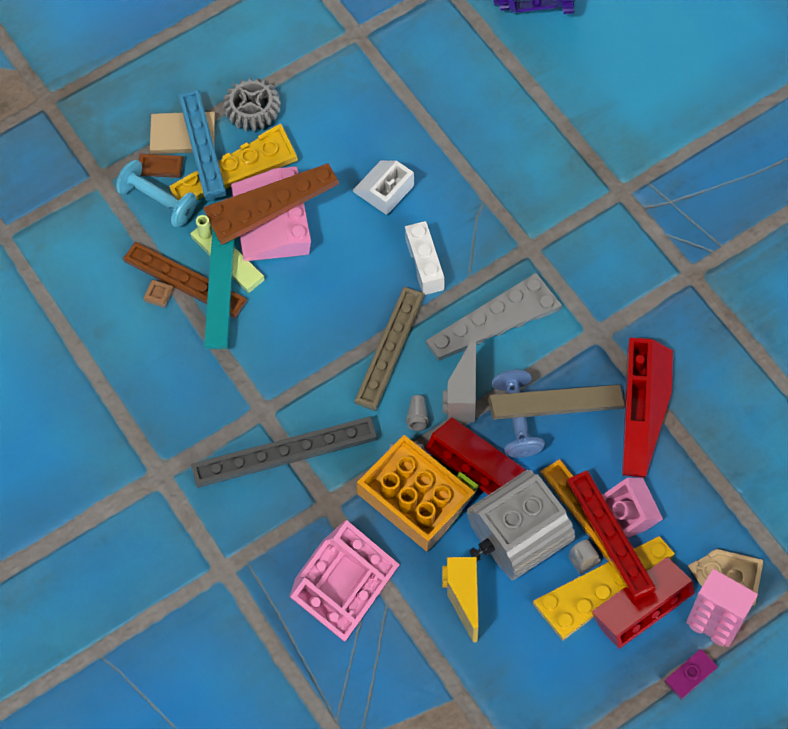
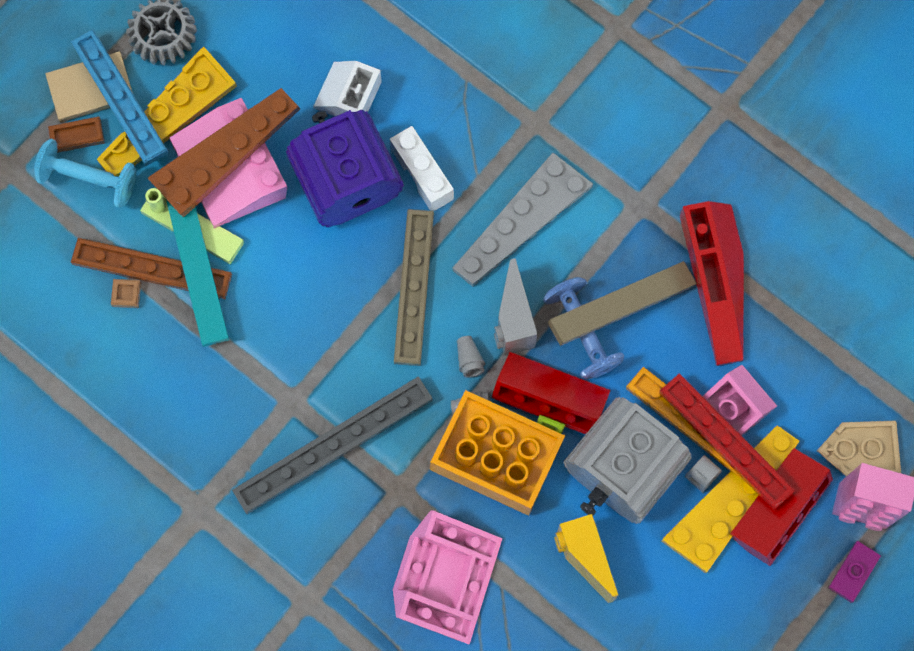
camera: 20 degrees left, 10 degrees up
(360, 238) = (344, 167): none -> dark purple piece

